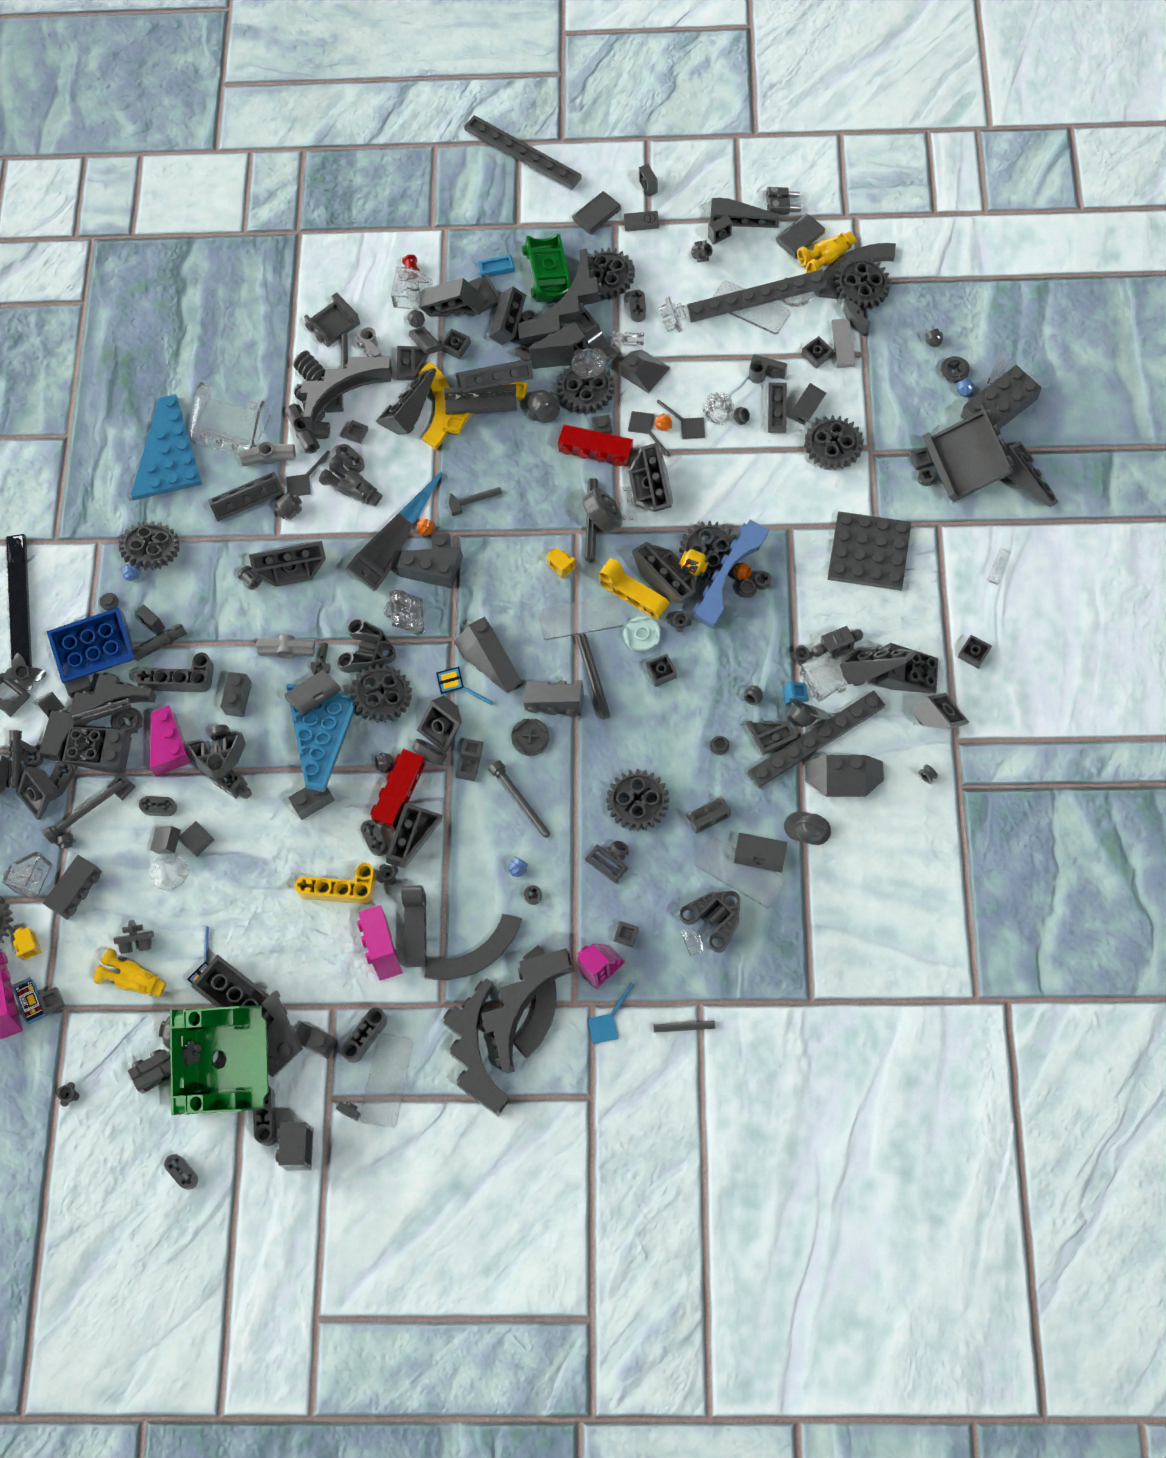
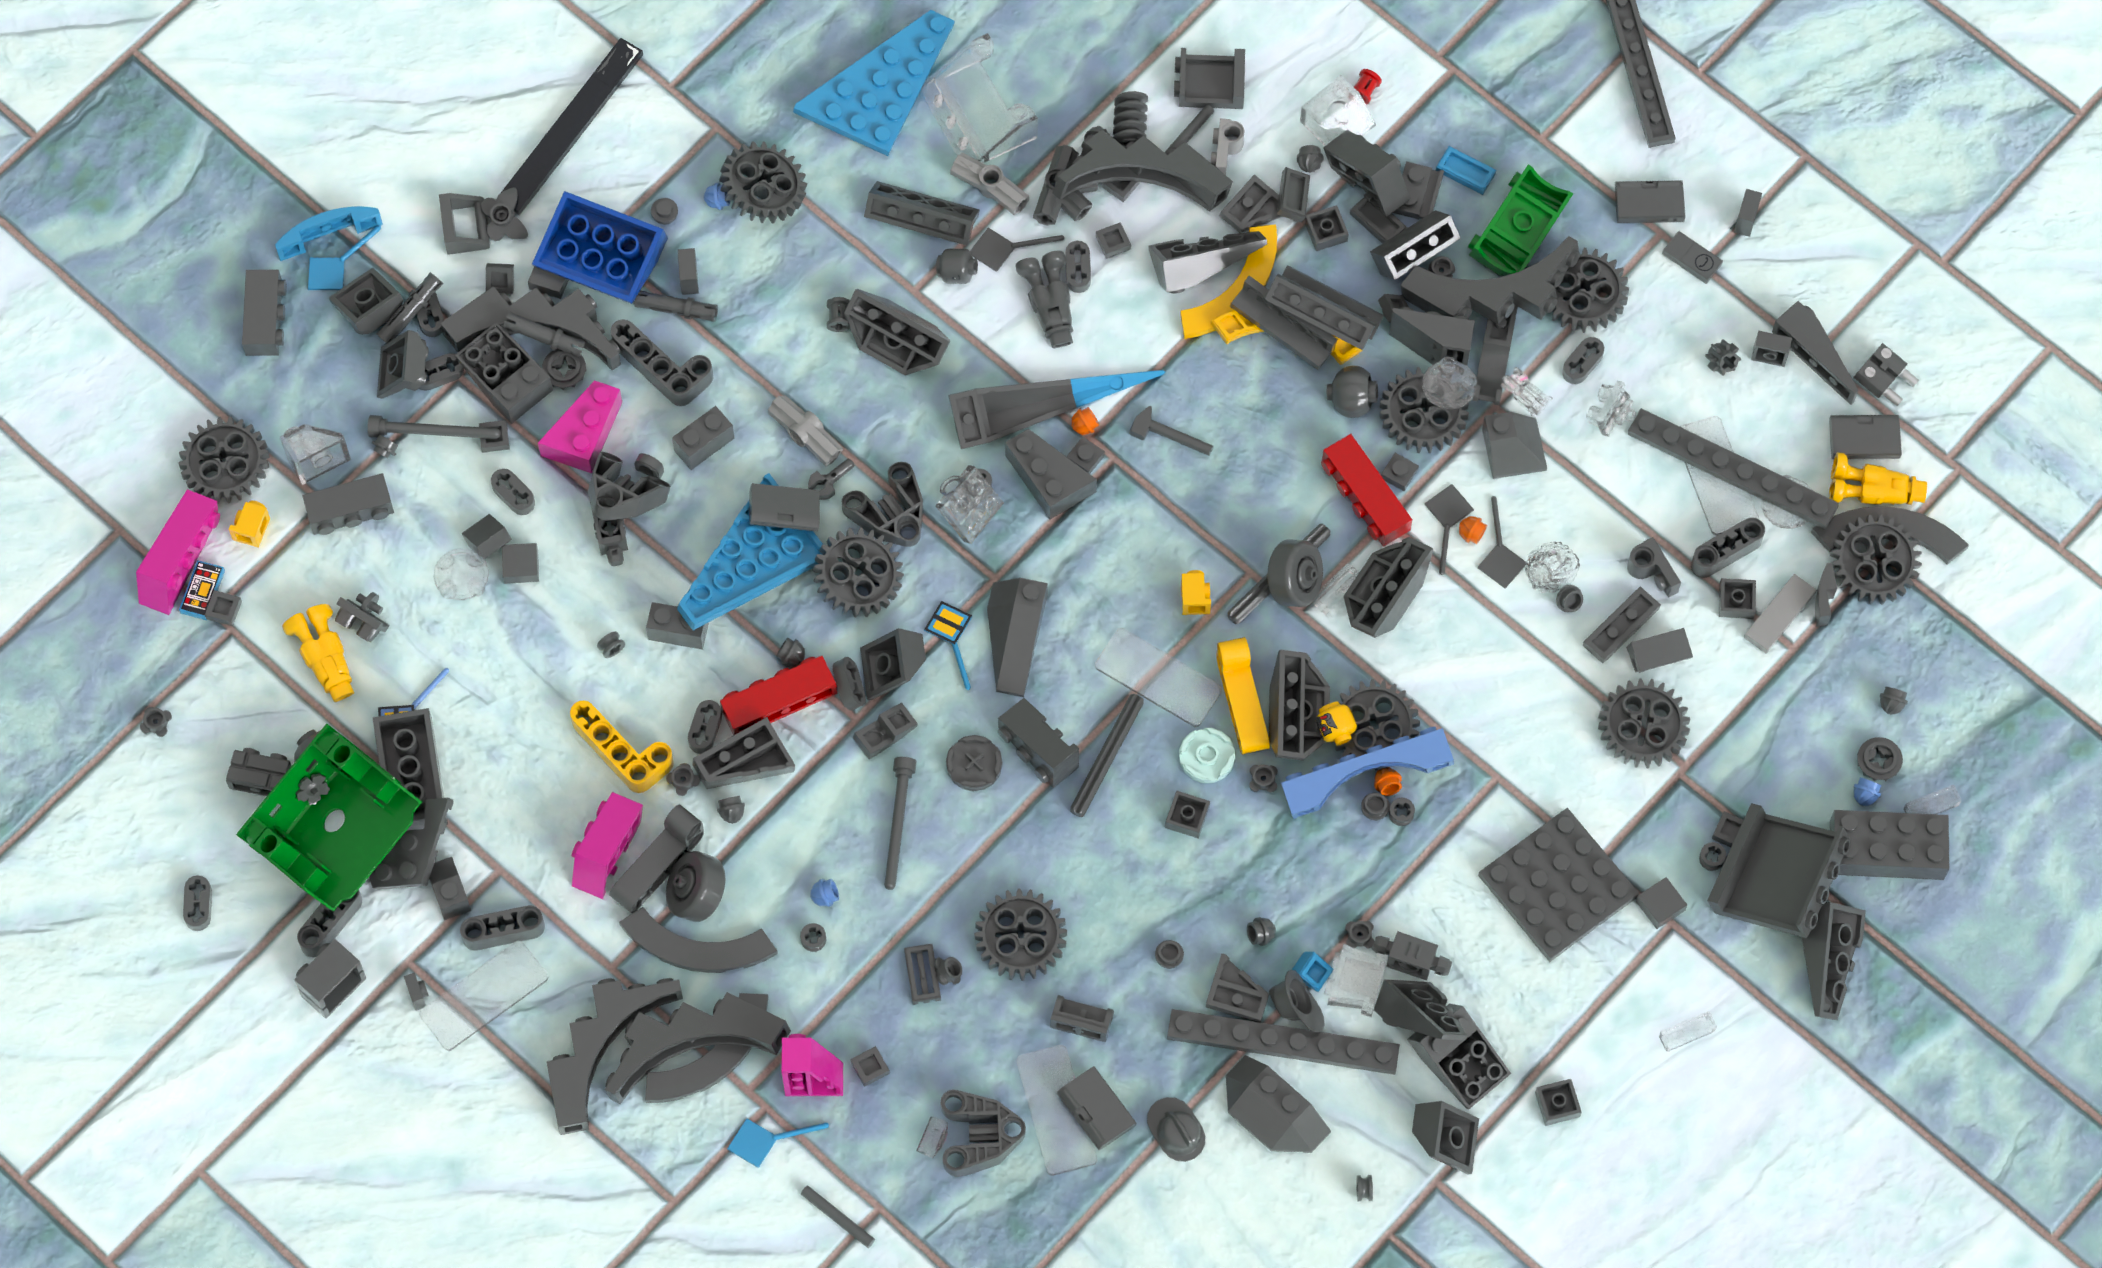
camera: 35 degrees right, 0 degrees up
(284, 838) = (611, 644): none -> dark grey bush
(428, 867) = (731, 809): none -> dark grey plate
(448, 922) = (695, 886): none -> dark grey wheel
(476, 322) = (1371, 218): none -> dark grey tile
(795, 326) = (1713, 547): none -> dark grey beam
(925, 517) = (1661, 903): none -> dark grey piece

